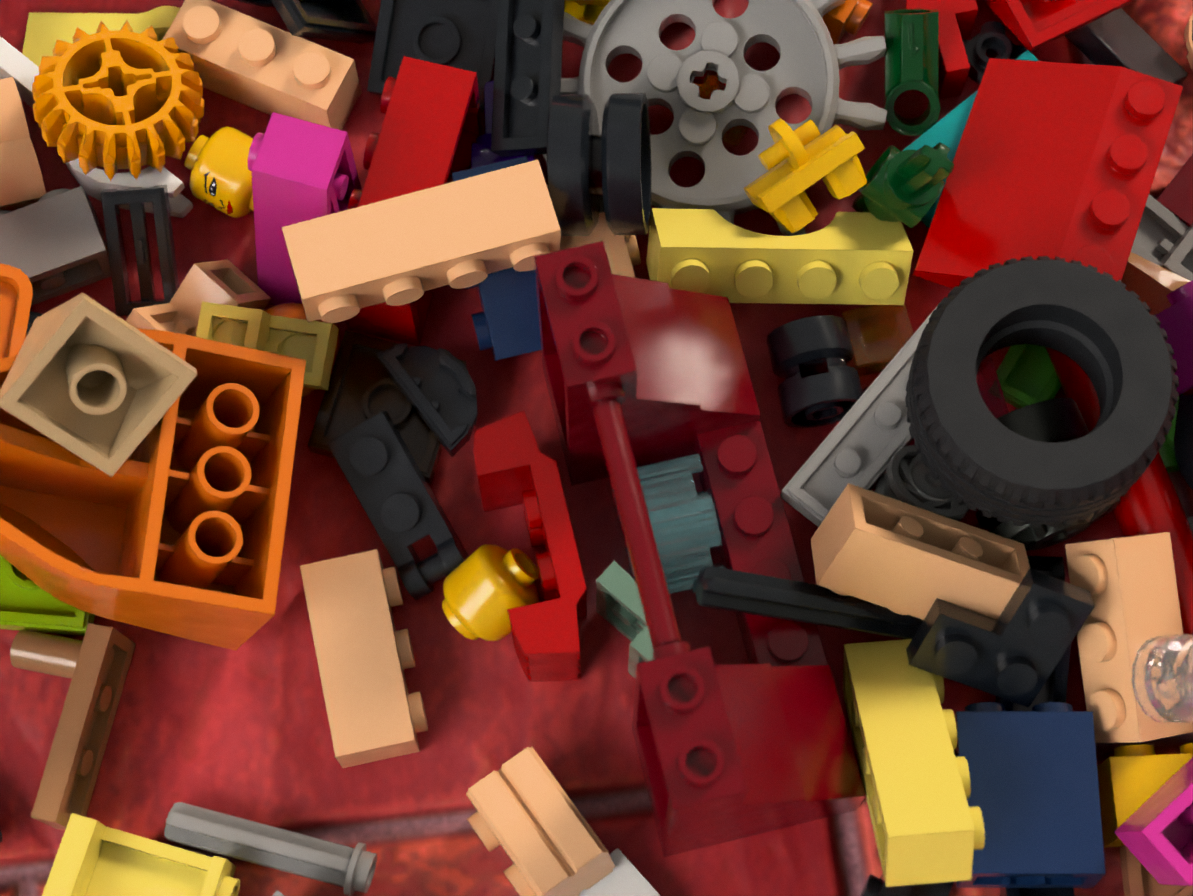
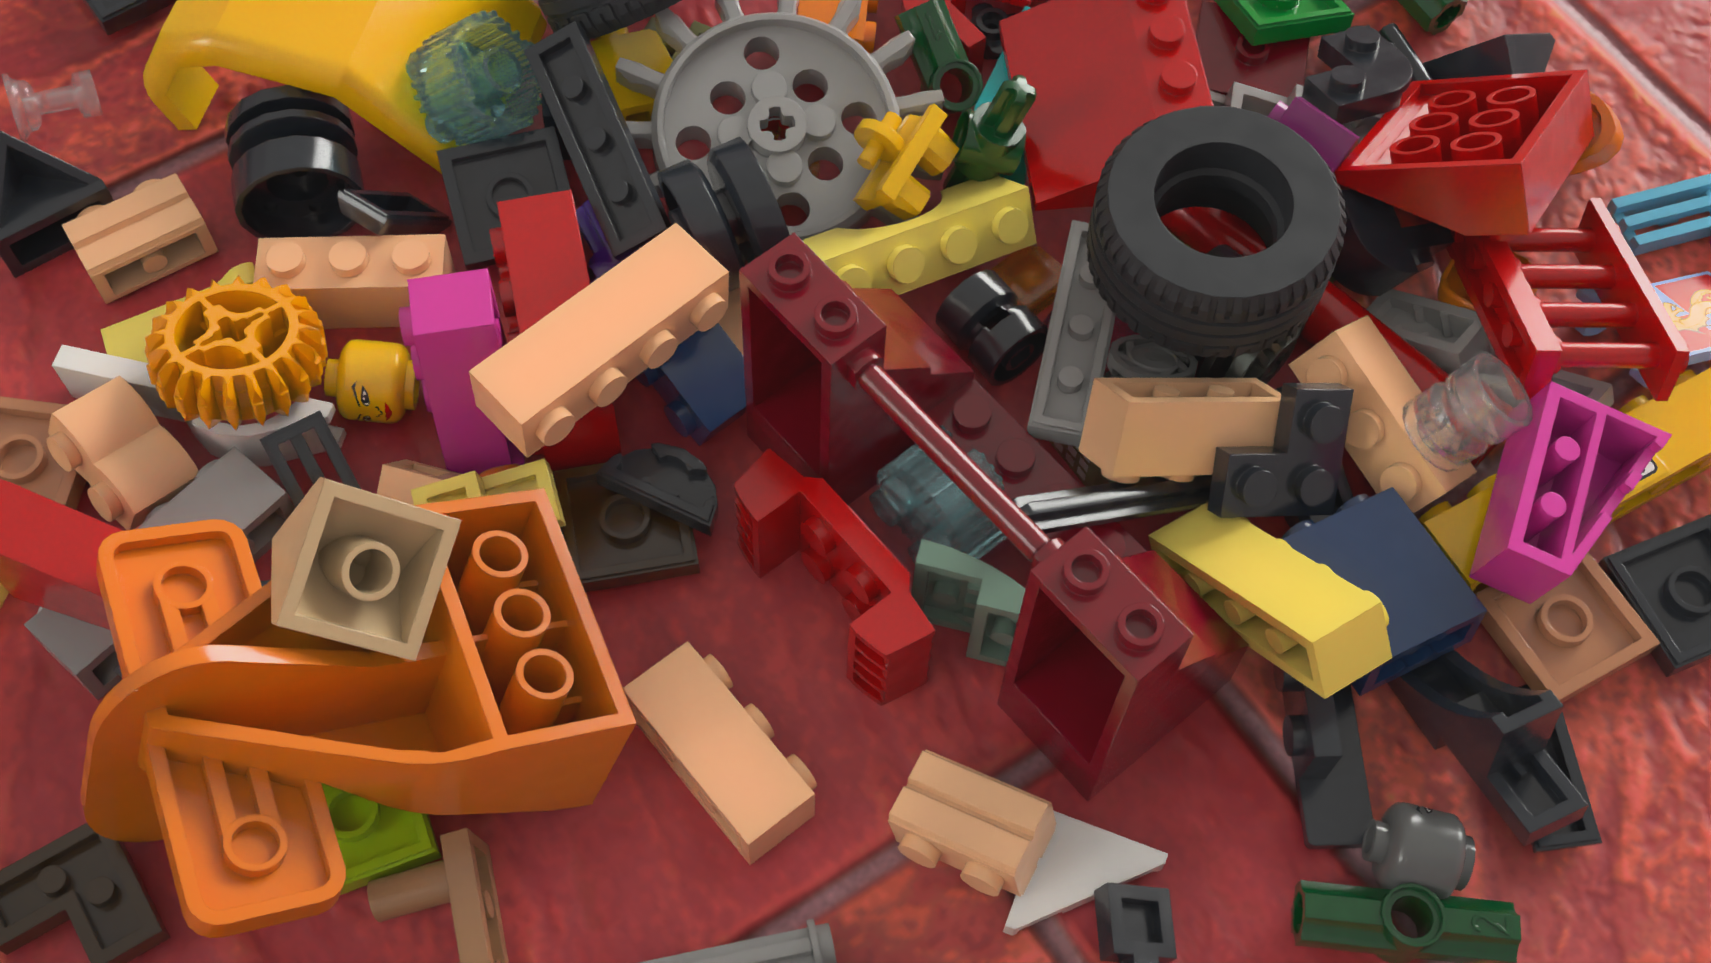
camera: 30 degrees left, 10 degrees down
(398, 502) = (683, 596): black plate -> none
(485, 589) = (810, 634): yellow head -> none

